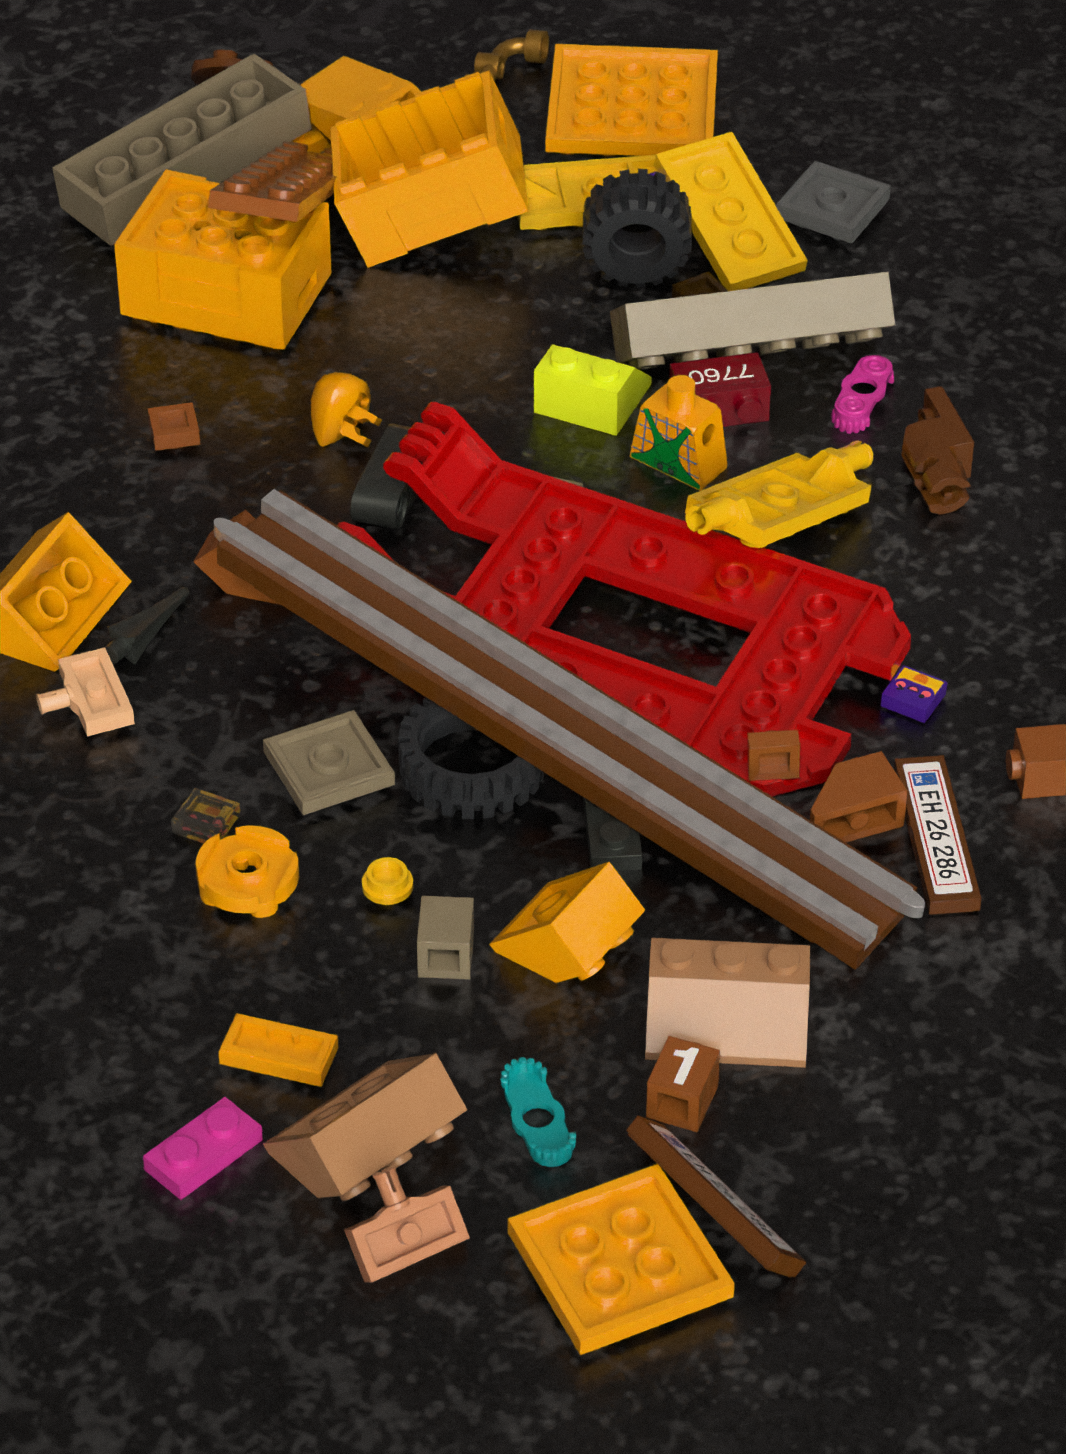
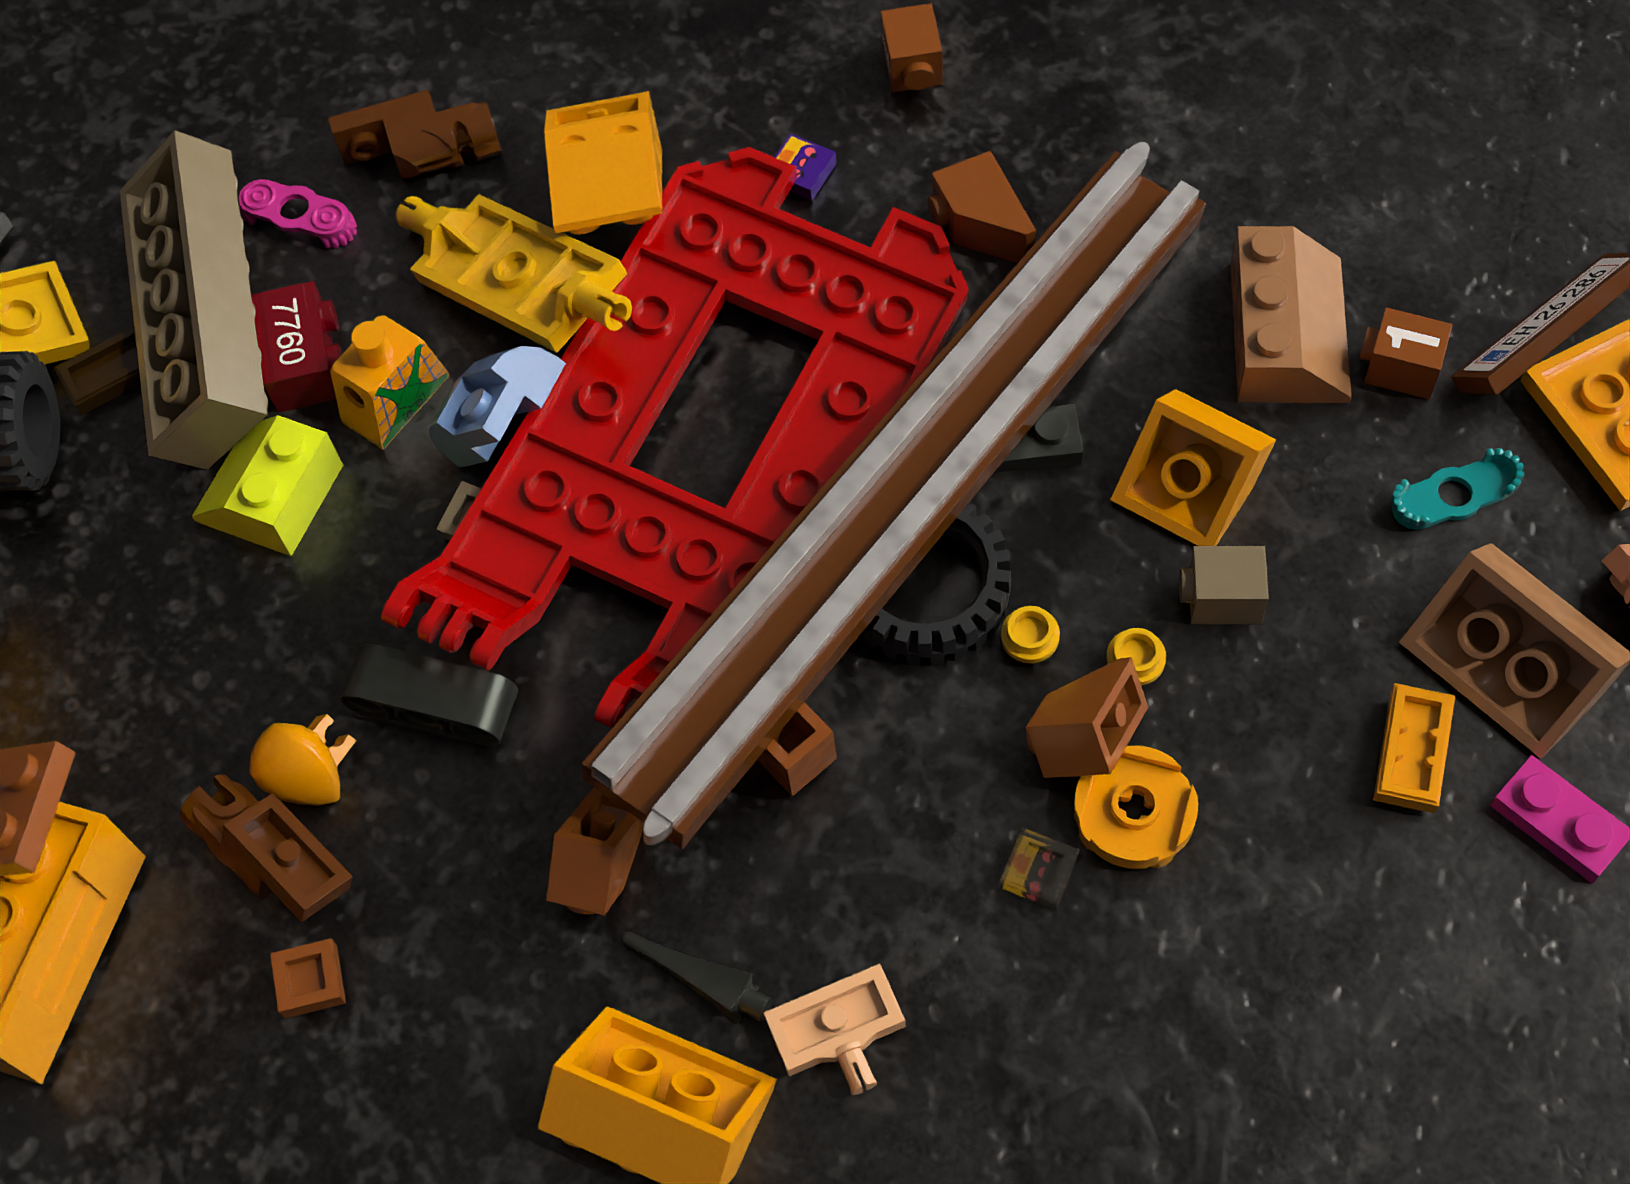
camera: 85 degrees left, 20 degrees up
(269, 390) = (266, 847): none -> reddish brown plate
(318, 663) = (799, 750): none -> dark orange brick
(323, 835) = (1088, 722): none -> dark orange slope
(328, 762) = (947, 733): dark tan plate -> none
(415, 817) = (1030, 634): none -> yellow plate
(642, 479) = (488, 398): none -> medium blue brick
(773, 755) = (948, 265): dark orange plate -> none
(887, 542) = (603, 163): none -> light orange slope
(937, 836) = (1016, 145): tile -> none

